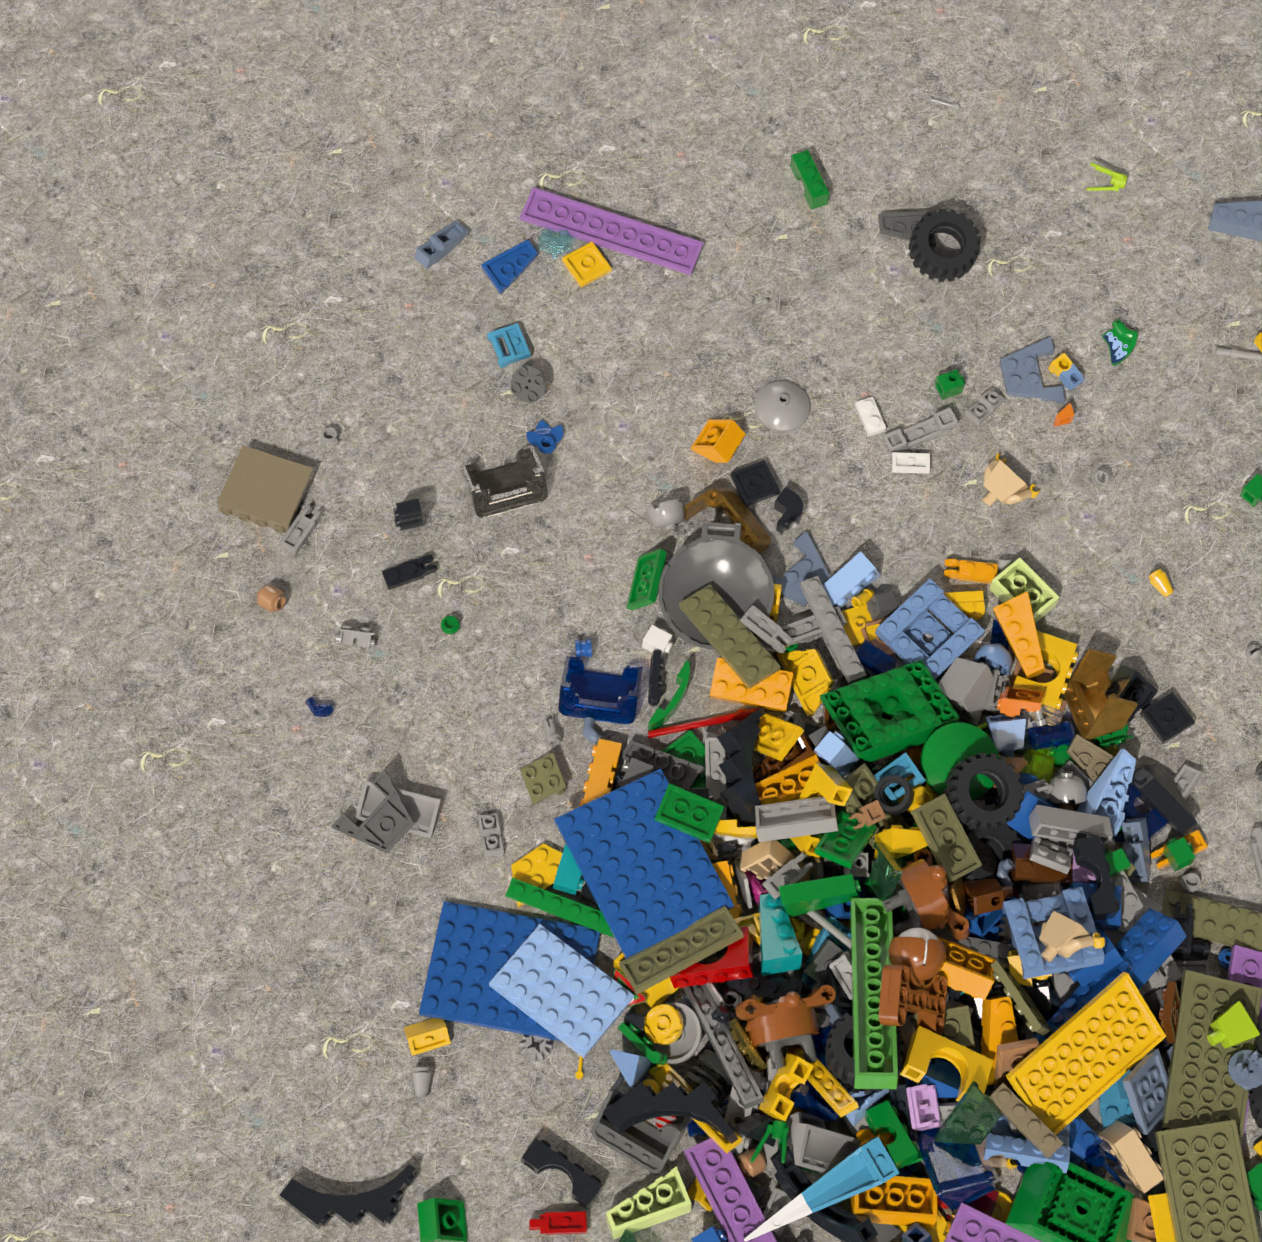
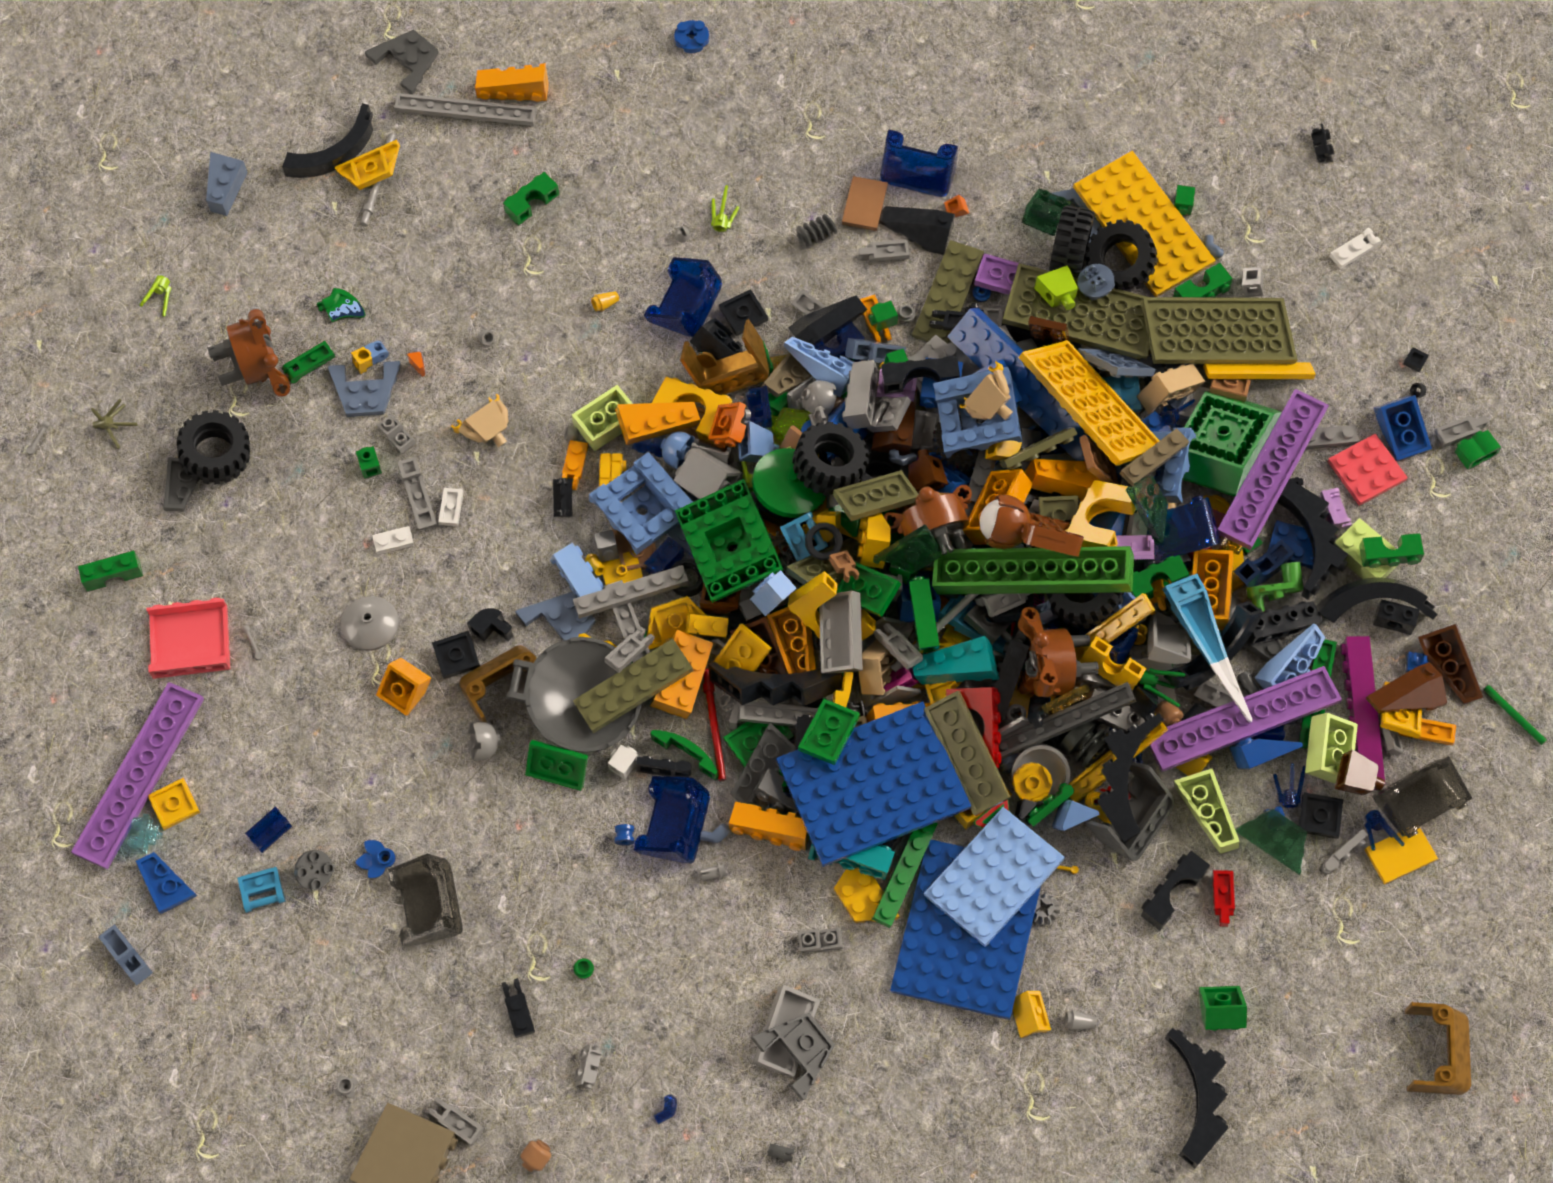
camera: 80 degrees left, 0 degrees up
(282, 810) = (779, 1152): none -> dark grey pin
(408, 514) = (455, 1001): black brick -> none
(543, 778) = (764, 883): olive hinge -> none
(566, 343) = (268, 829): none -> clear blue hinge
(749, 255) = (189, 638): none -> coral panel
(803, 702) = (706, 625): none -> yellow brick
(838, 1123) = (1141, 634): none -> pin
(931, 562) = (562, 497): none -> black hinge
(963, 155) = (106, 422): none -> olive plant
(1046, 263) = (251, 354): none -> dark orange piece
(1053, 319) = (308, 361): none -> green plate
(1174, 662) = (688, 298): none -> clear blue windscreen

